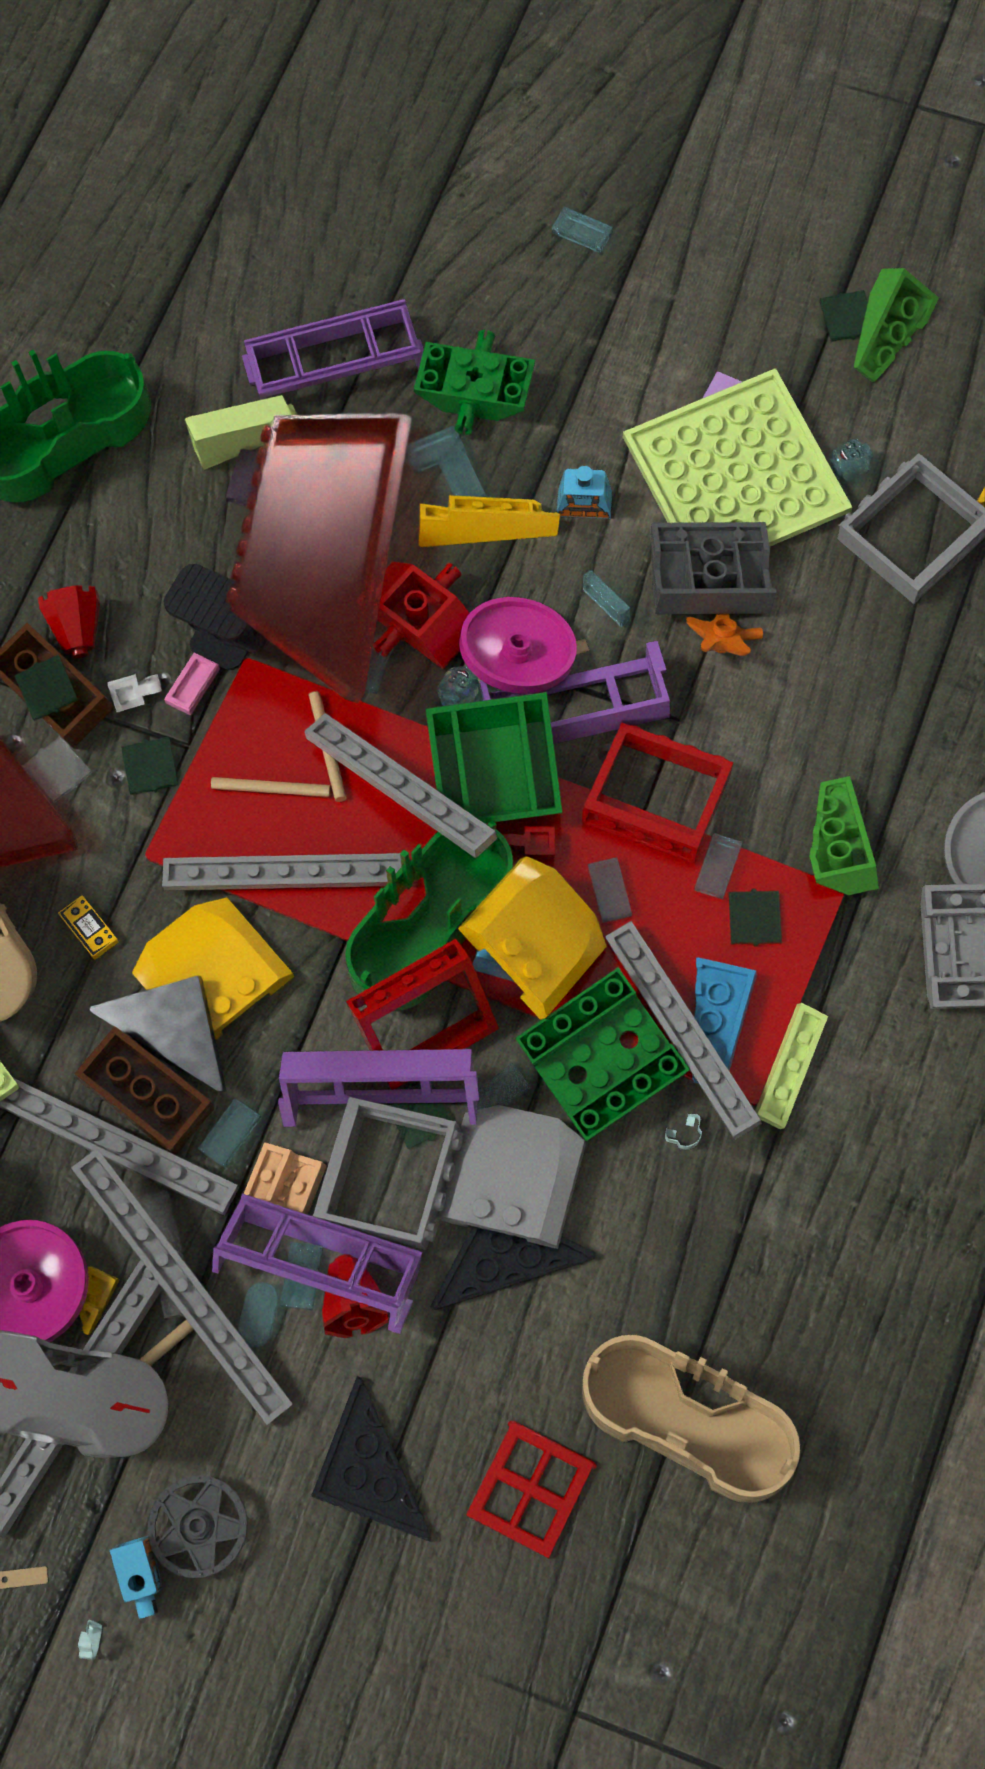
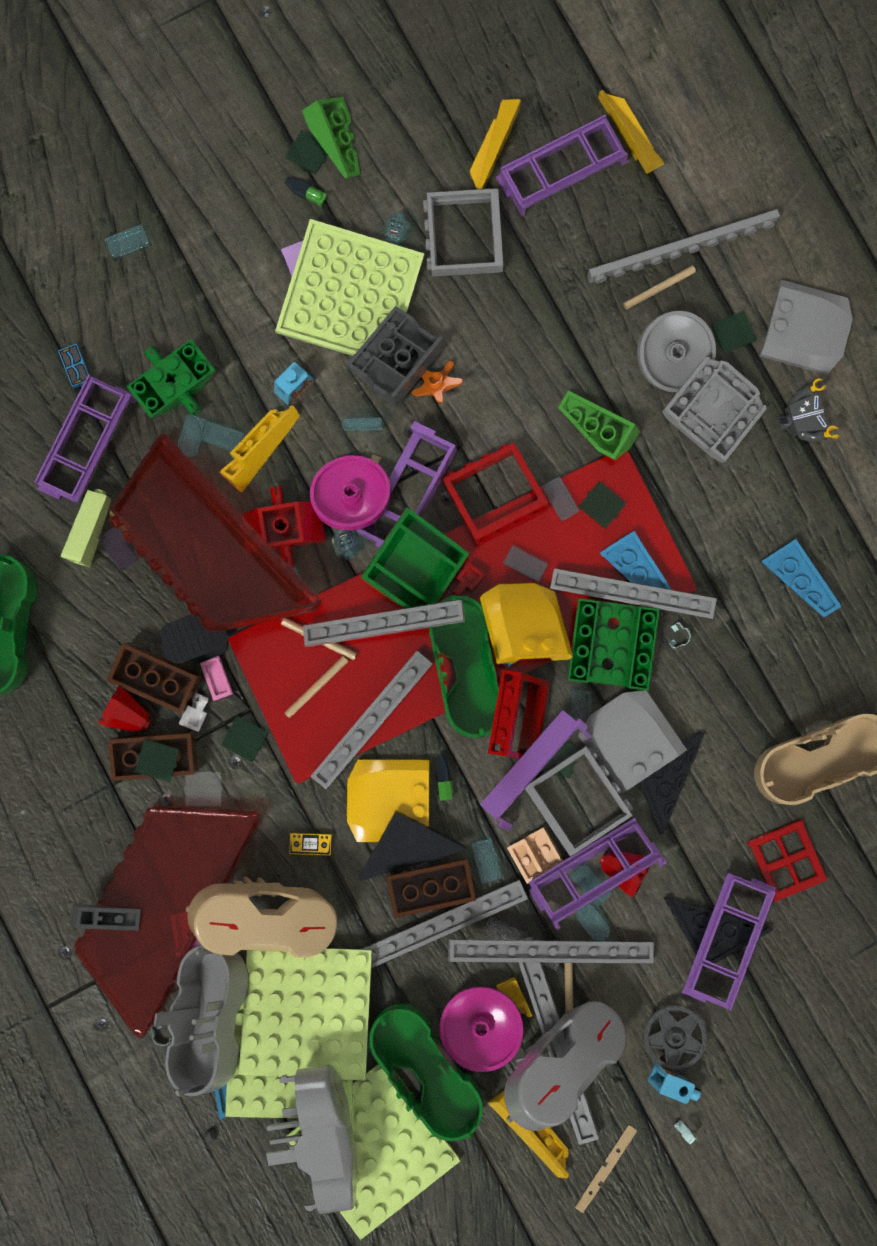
camera: 55 degrees left, 15 degrees up
(137, 618) = (154, 677): none -> reddish brown brick
(278, 1016) = (444, 785): none -> piece
(380, 1523) = (721, 906): none -> medium lavender piece
(406, 283) = (74, 365): none -> tile
(790, 1065) = (692, 556): yellowish green plate -> none
(804, 345) = (305, 190): none -> piece
(886, 1208) = (800, 574): none -> dark azure wing

